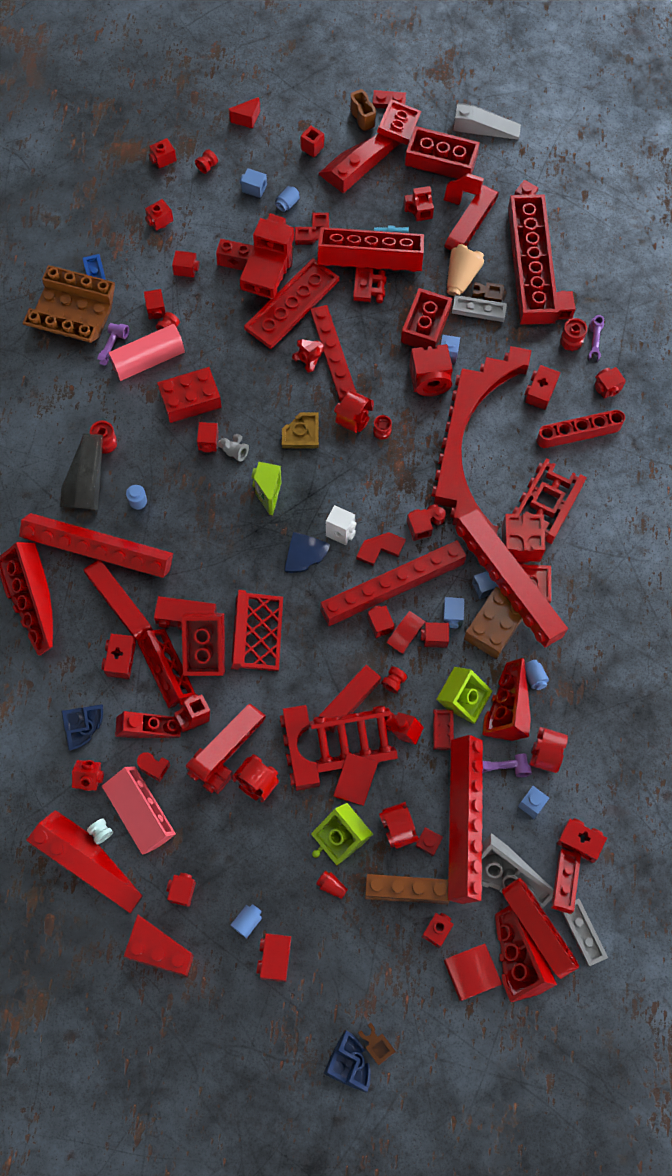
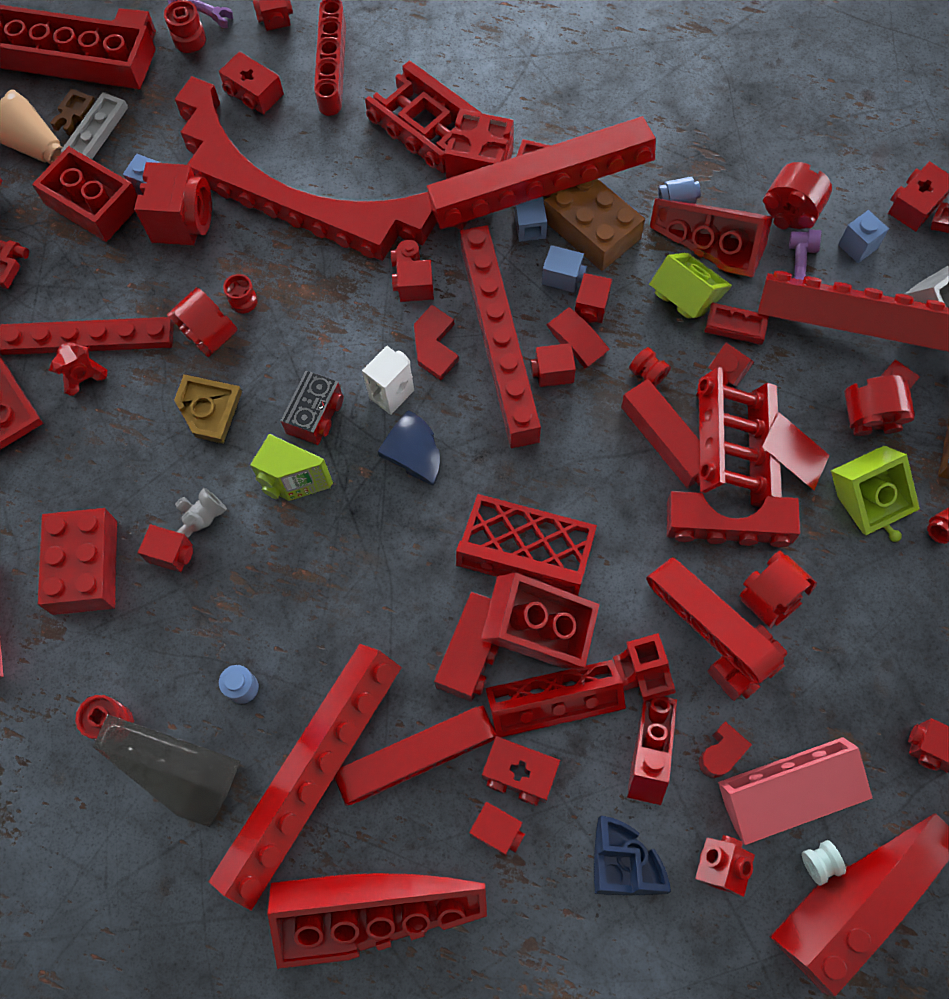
camera: 70 degrees left, 0 degrees up
(84, 651) = (497, 830): none -> red brick
(315, 489) = (312, 408): none -> brick

